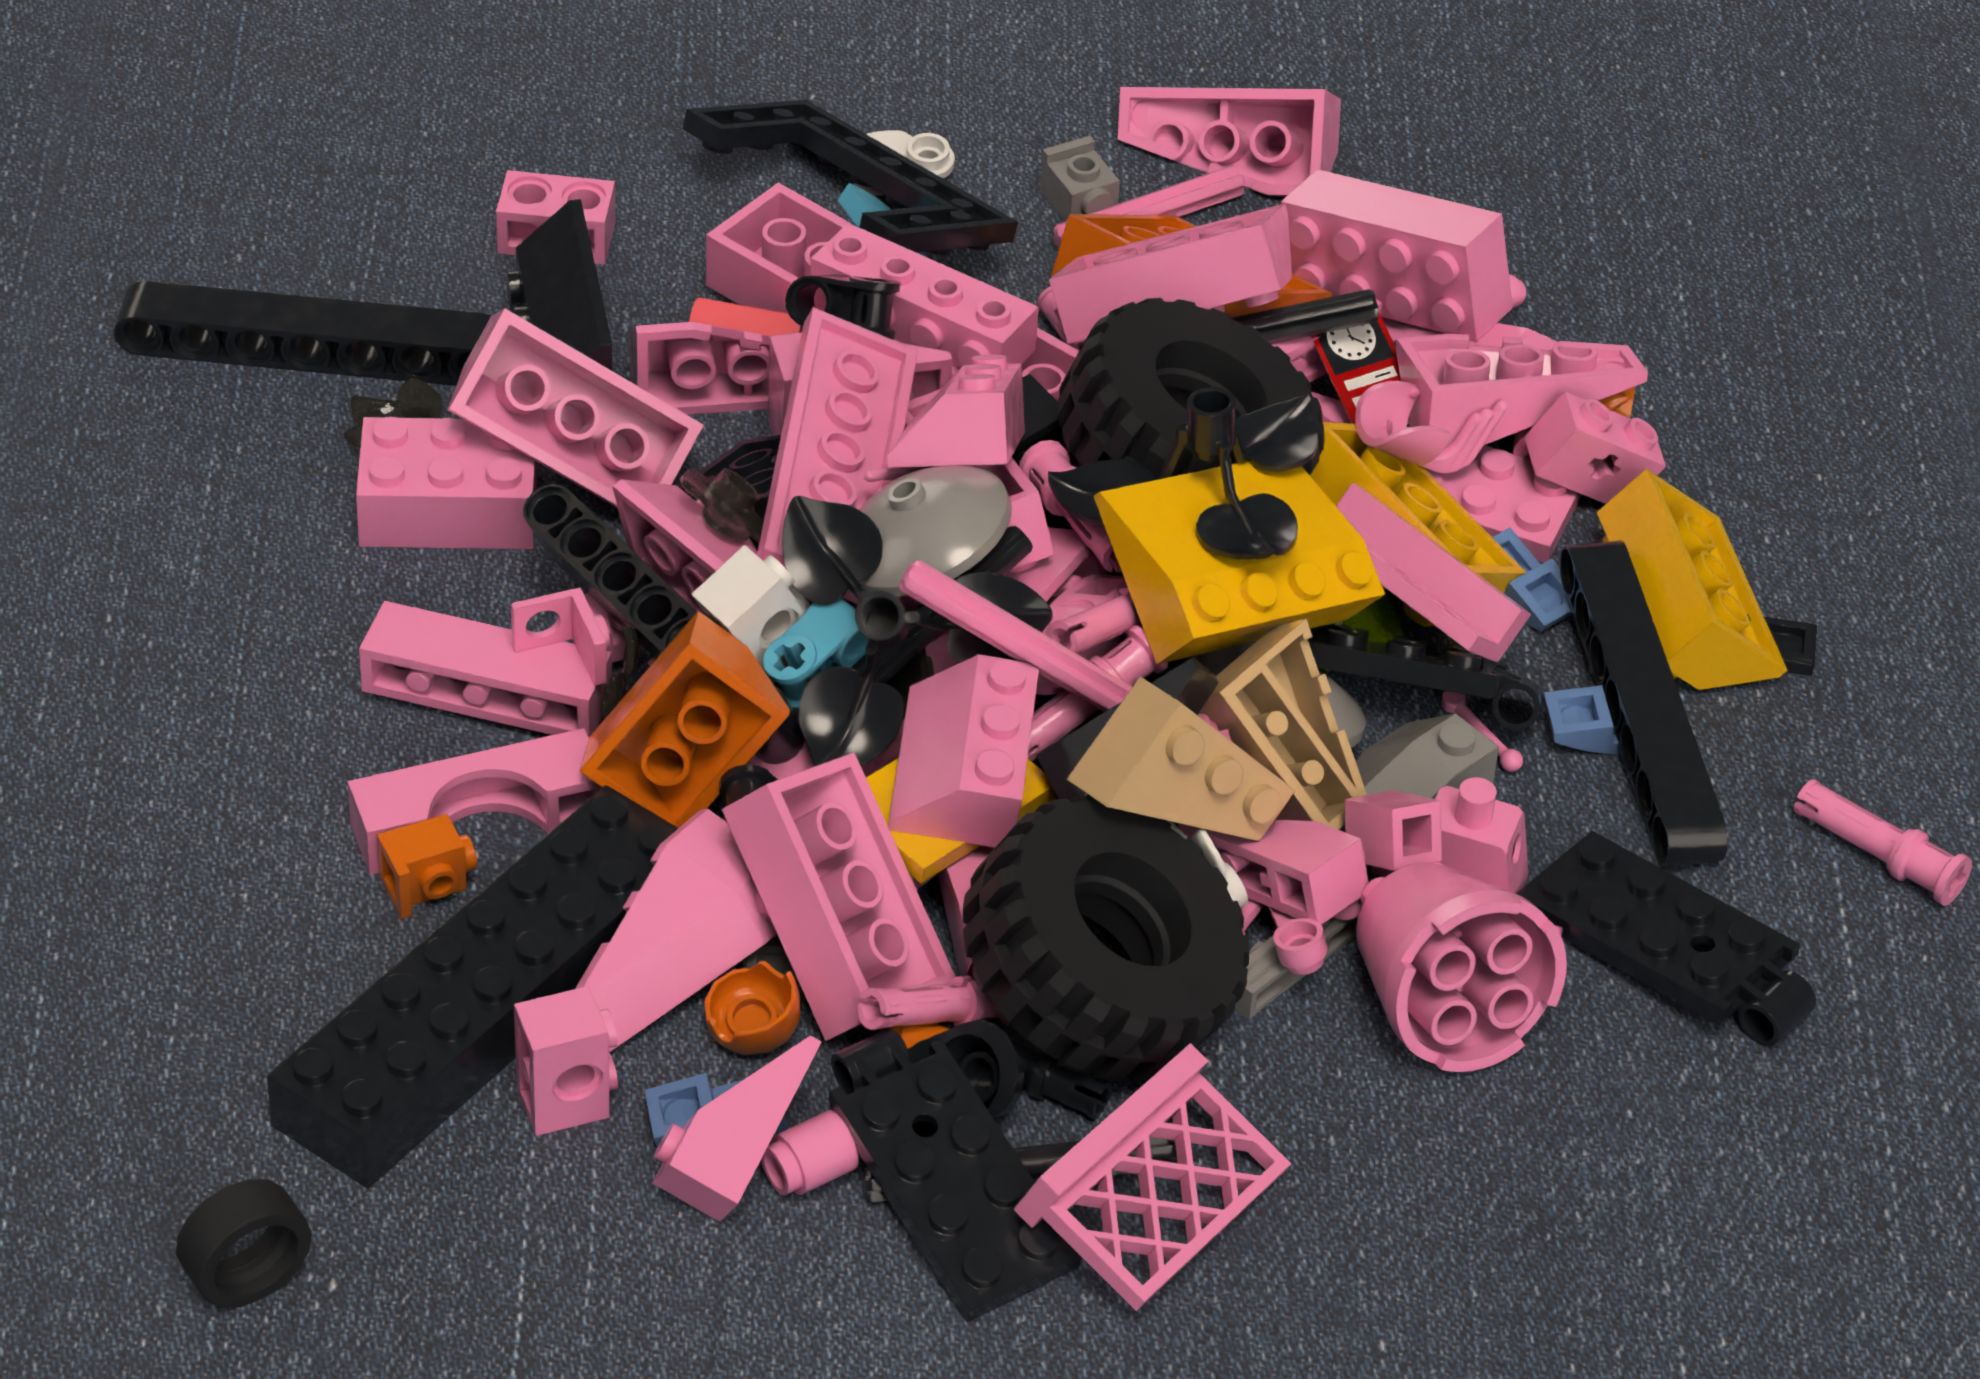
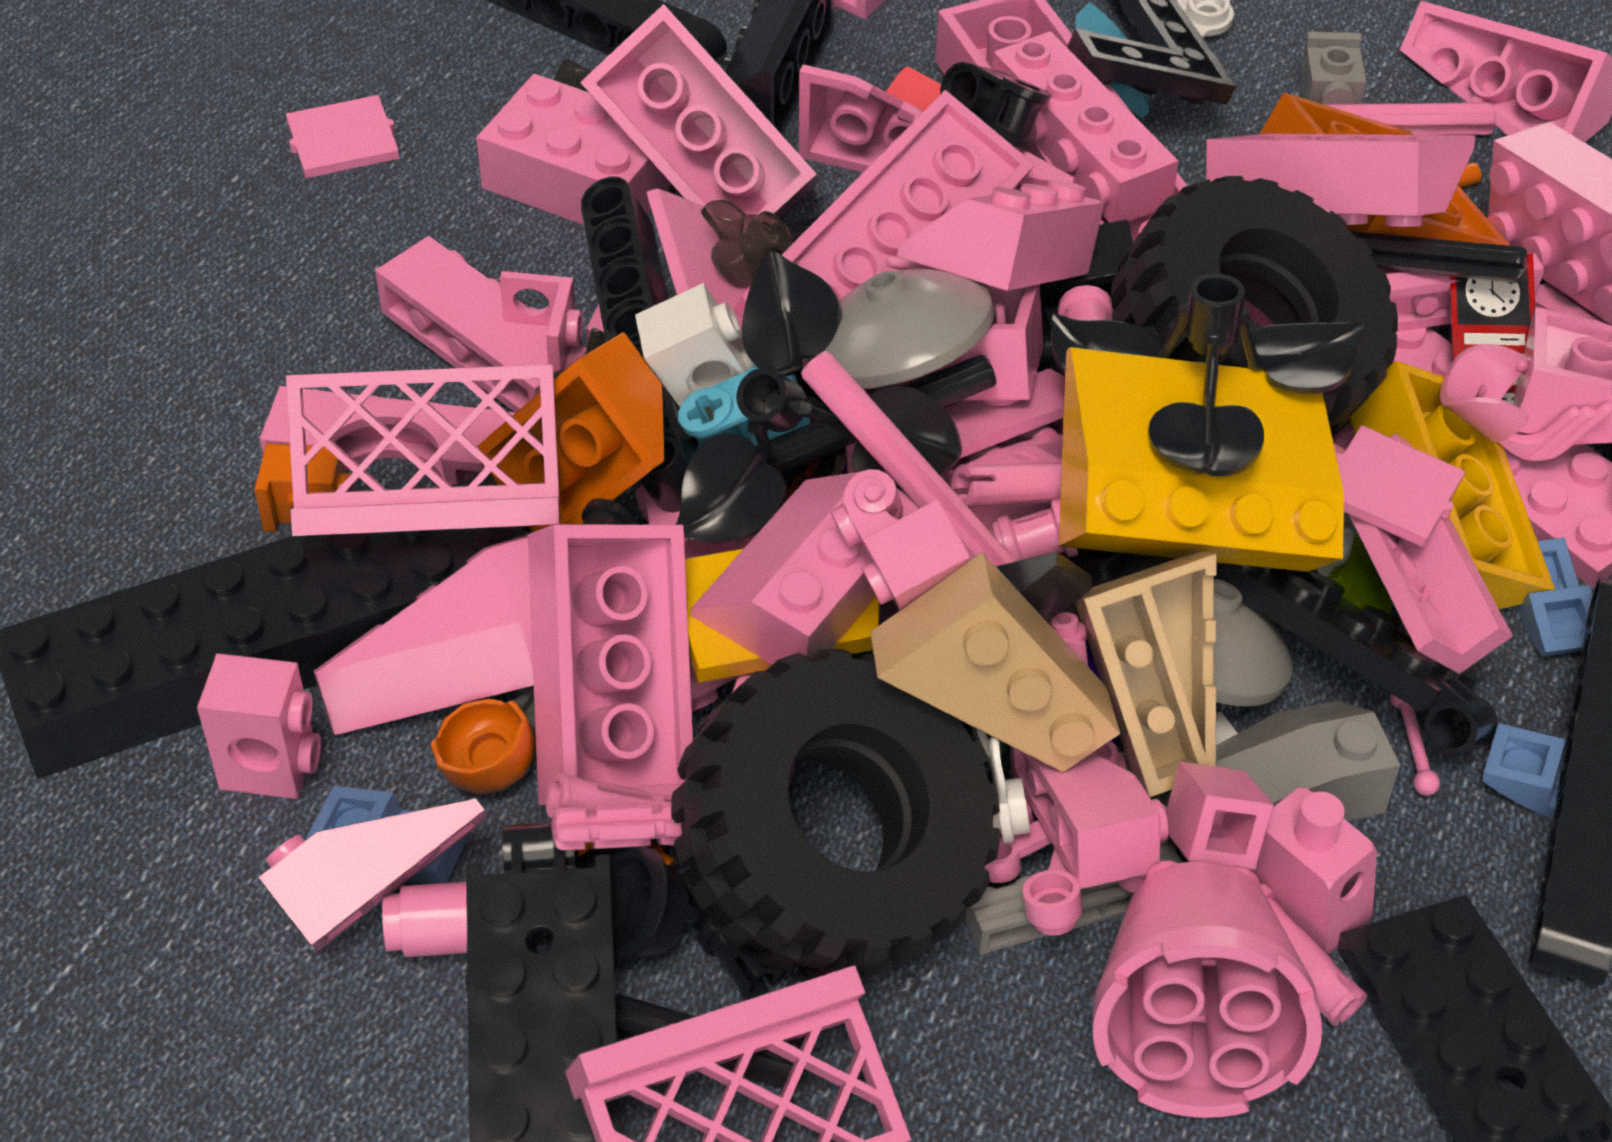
camera: 30 degrees right, 5 degrees up
(185, 542) = (342, 136): none -> bright pink piece
(599, 825) = (422, 507): none -> bright pink fence
(936, 1014) = (614, 826): none -> bright pink axle
(1064, 707) = (905, 552): none -> bright pink brick
(1389, 521) = (1396, 485): none -> bright pink piece

